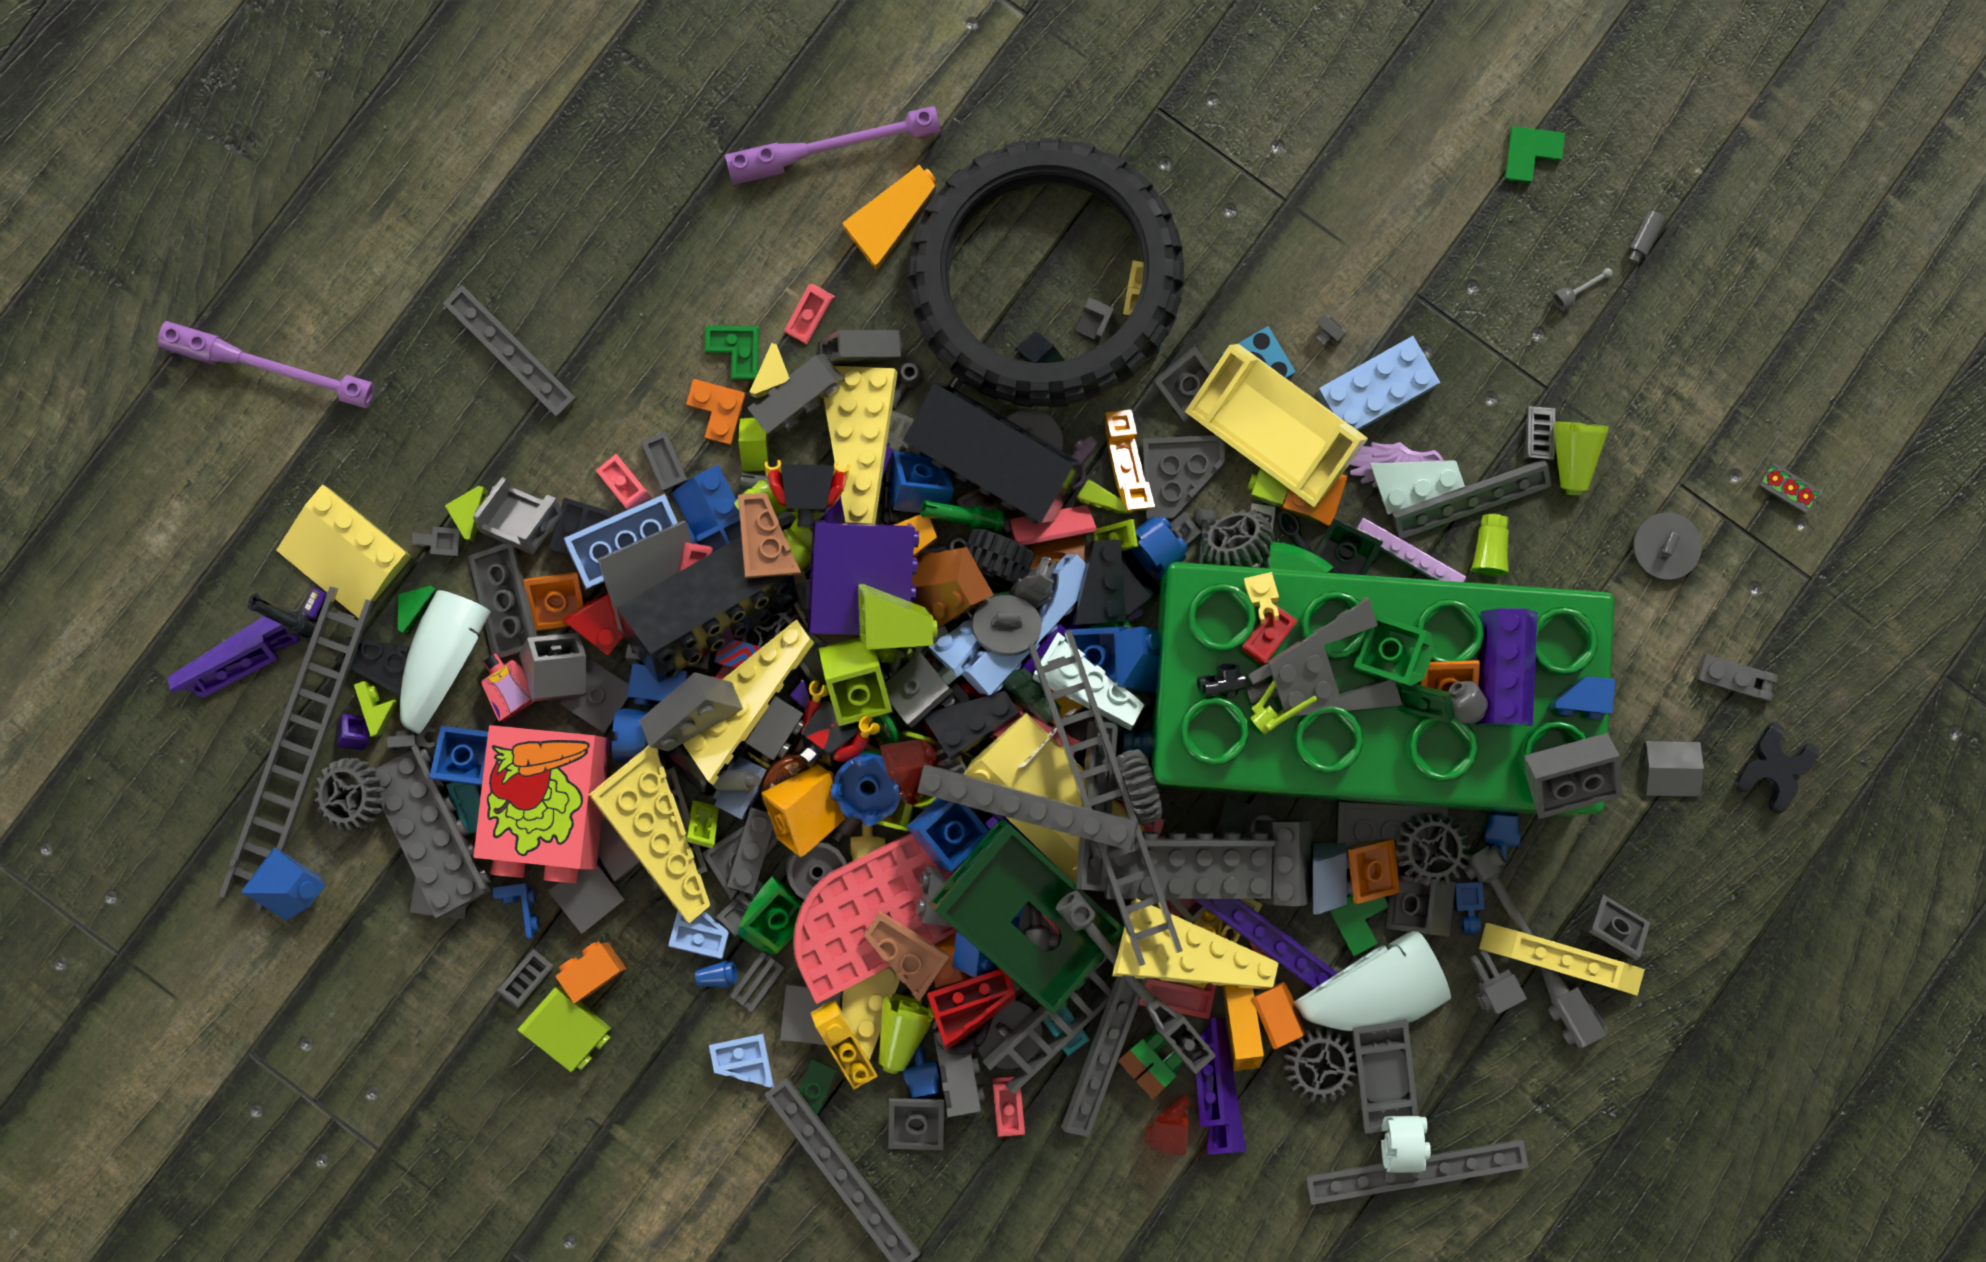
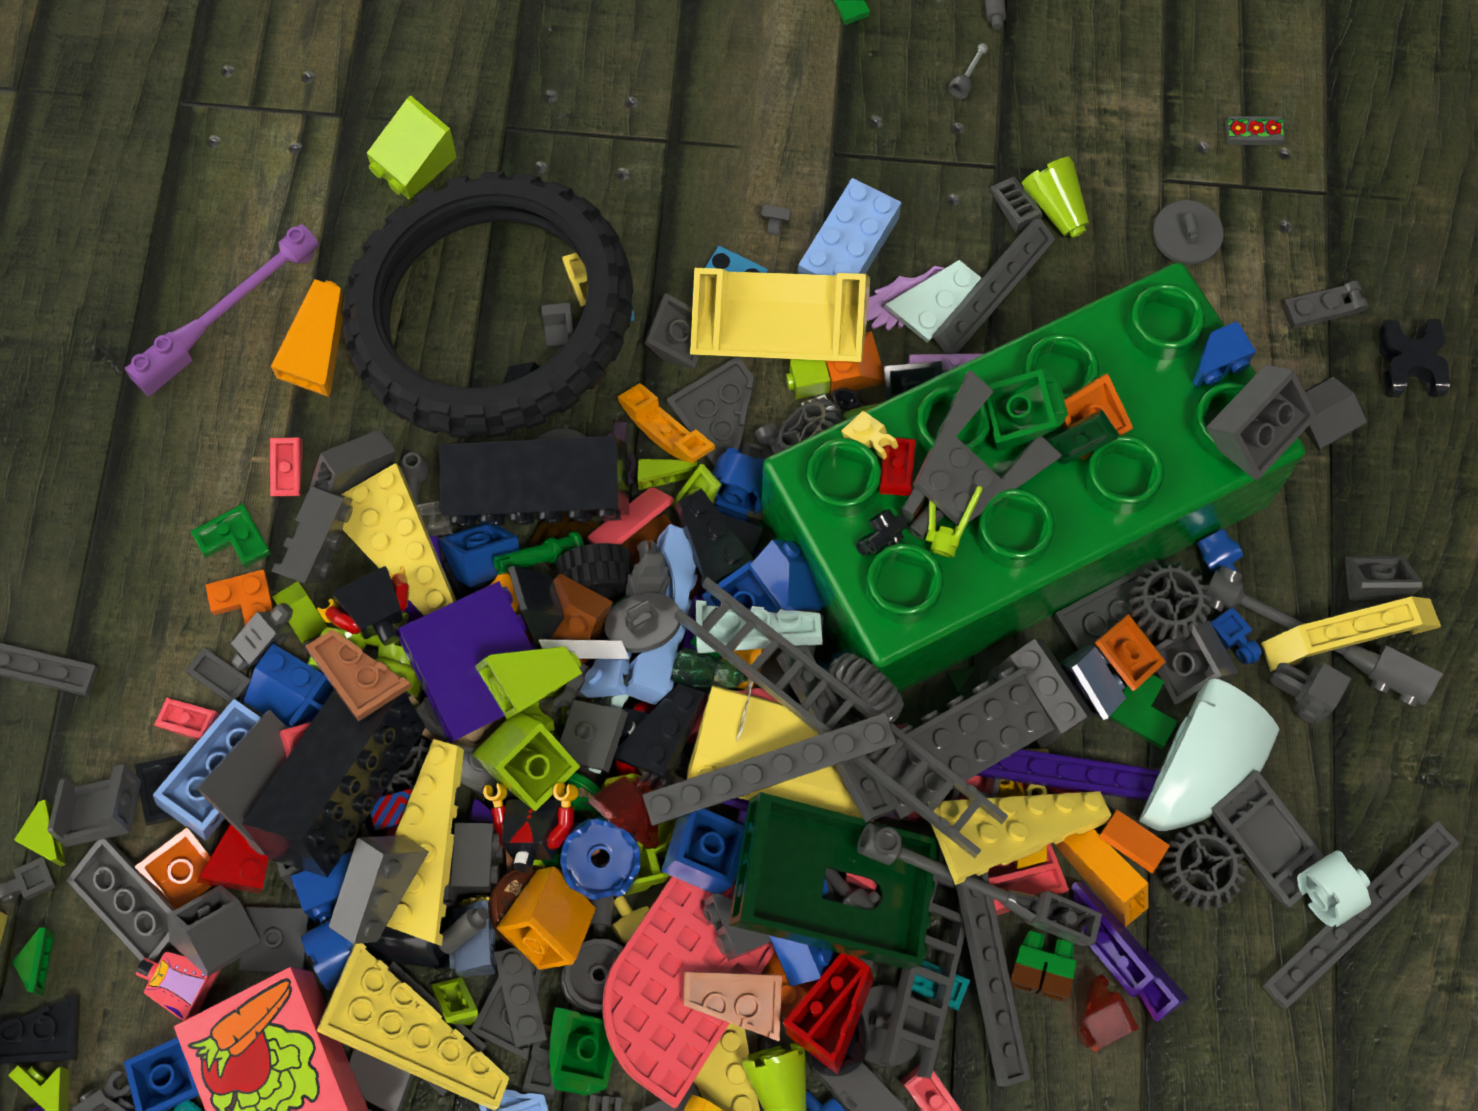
camera: 30 degrees left, 15 degrees down
(437, 655) = (81, 989): light aqua panel -> none
(713, 451) = (260, 634): none -> dark grey piece
(771, 373) = (276, 531): light yellow slope -> none
(934, 561) = (537, 602): none -> black slope
(949, 621) = (590, 648): none -> white sticker
(1063, 89) = (411, 149): none -> lime slope
(1468, 702) = (1123, 413): dark grey head -> none
(1492, 546) = (1034, 306): lime plant -> none
(1508, 666) = (1135, 367): dark purple slope -> none

